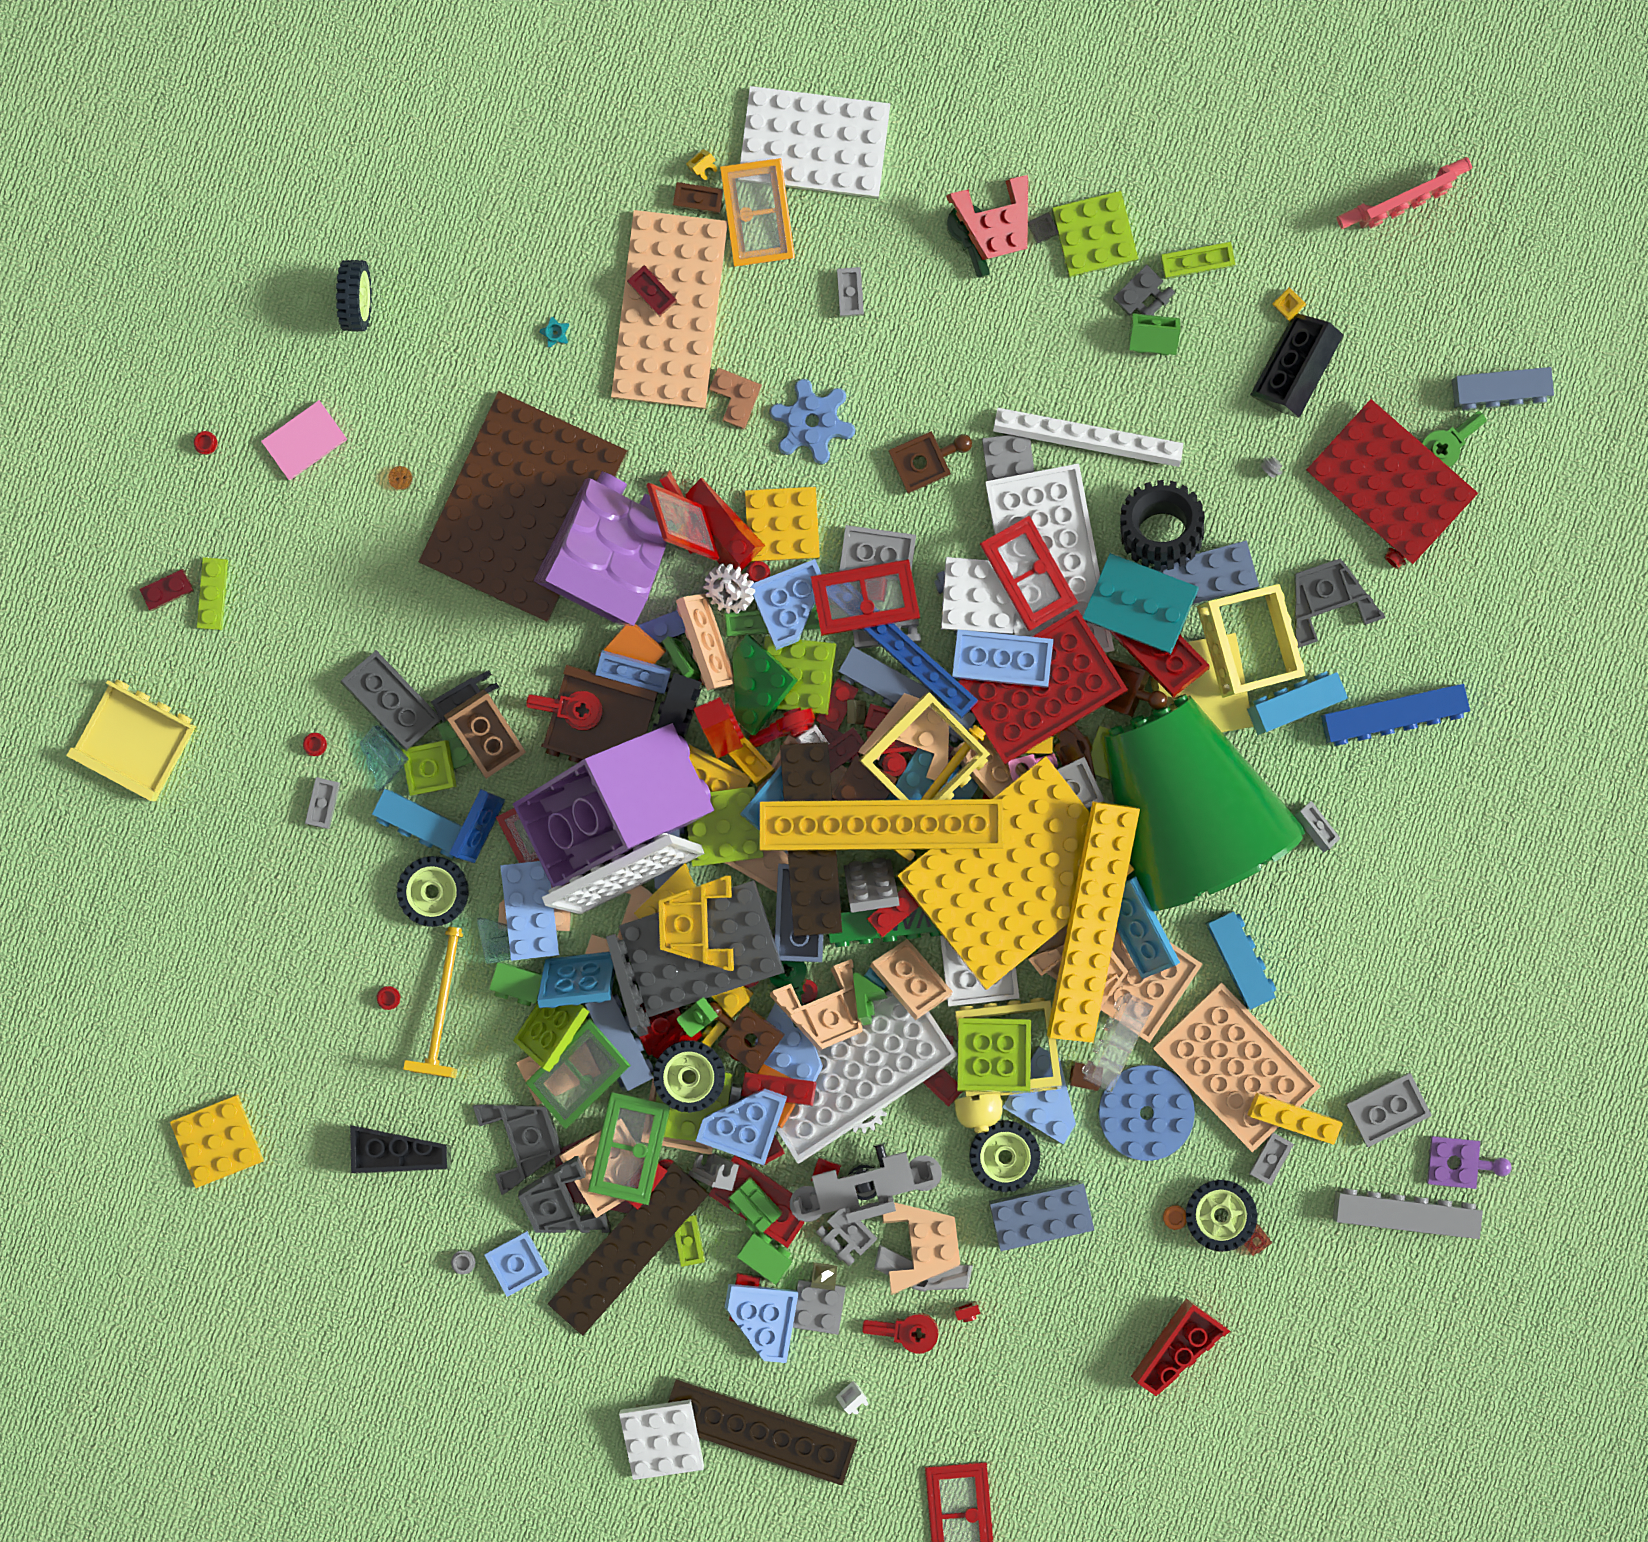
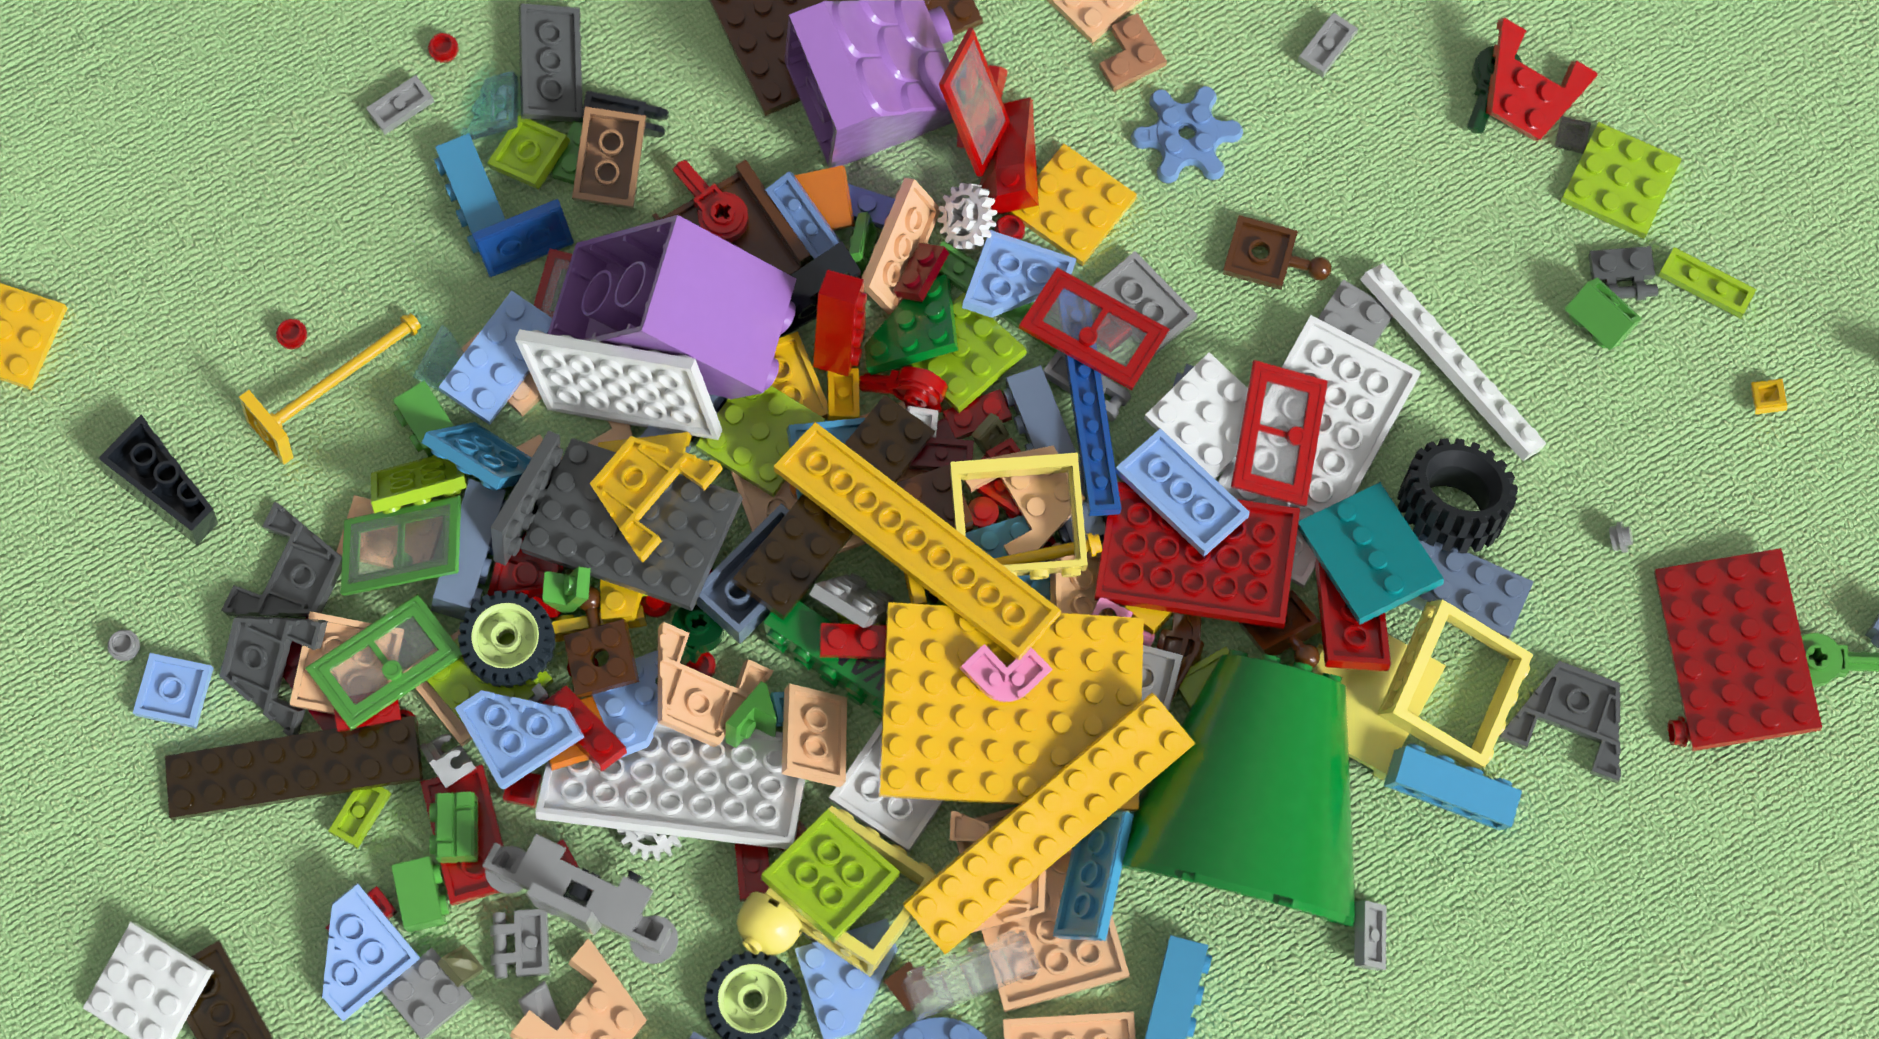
camera: 45 degrees right, 15 degrees down
(414, 885) = (420, 247): wheel -> none
(731, 646) = (921, 272): none -> dark red plate
(1005, 865) = (1005, 682): none -> bright pink plate
(1297, 364) = (1730, 460): black slope -> none
(1395, 713) = (1550, 888): blue brick -> none

